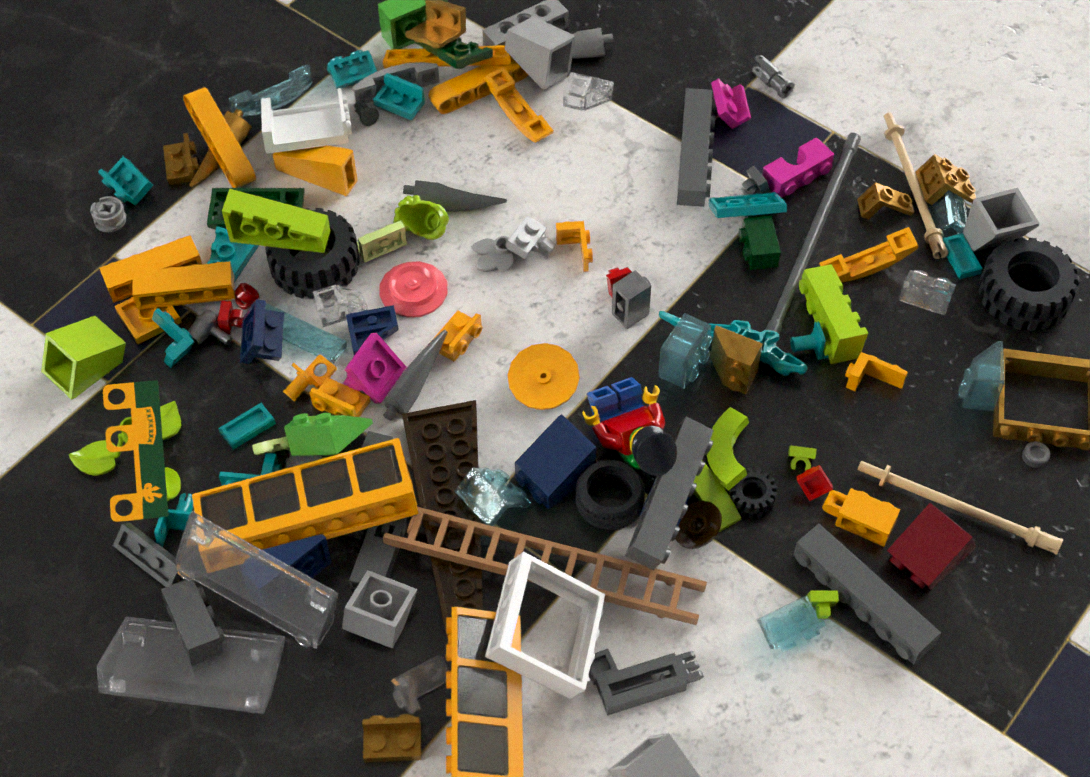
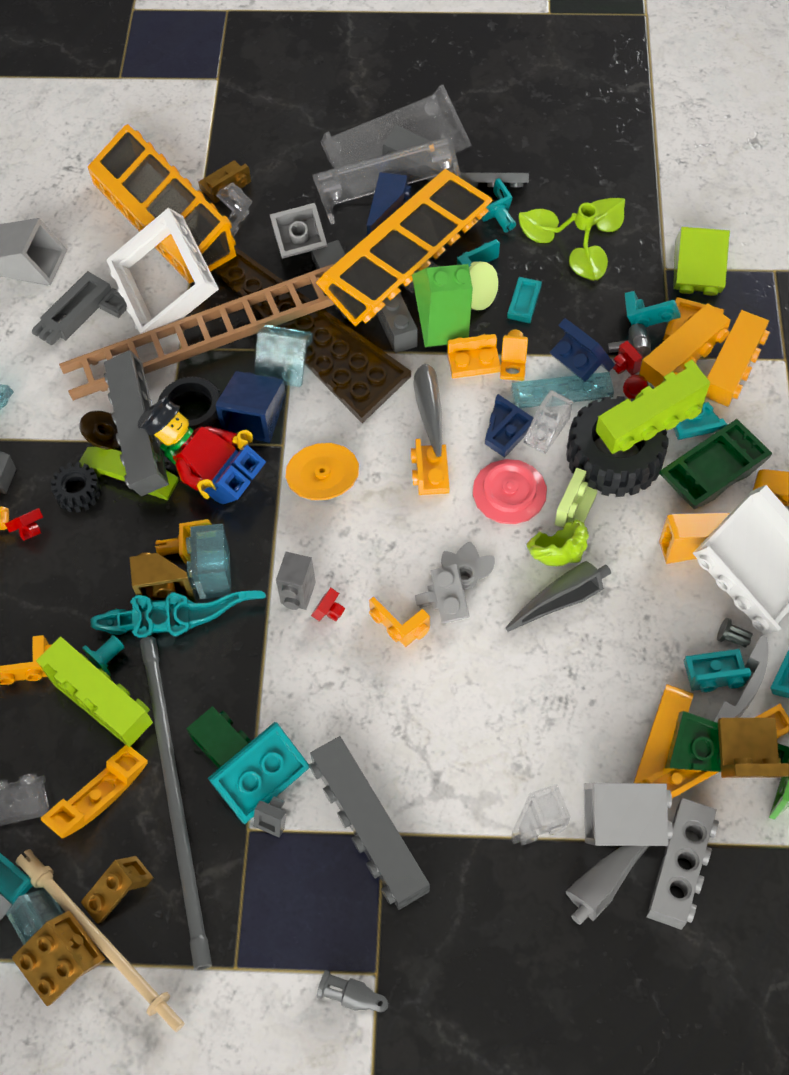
camera: 145 degrees right, 5 degrees up
(147, 443) = (566, 210): piece -> none
(374, 369) = (466, 387): dark pink bracket -> none
(515, 106) = (590, 745): light orange slope -> none
(695, 391) = (178, 545): none -> light orange bracket
(721, 456) = (125, 502): lime tile -> none
(731, 103) = (370, 908): dark pink bracket -> none
(803, 454) = (51, 544): lime tile -> none
(813, 161) = (244, 842): dark pink arch -> none

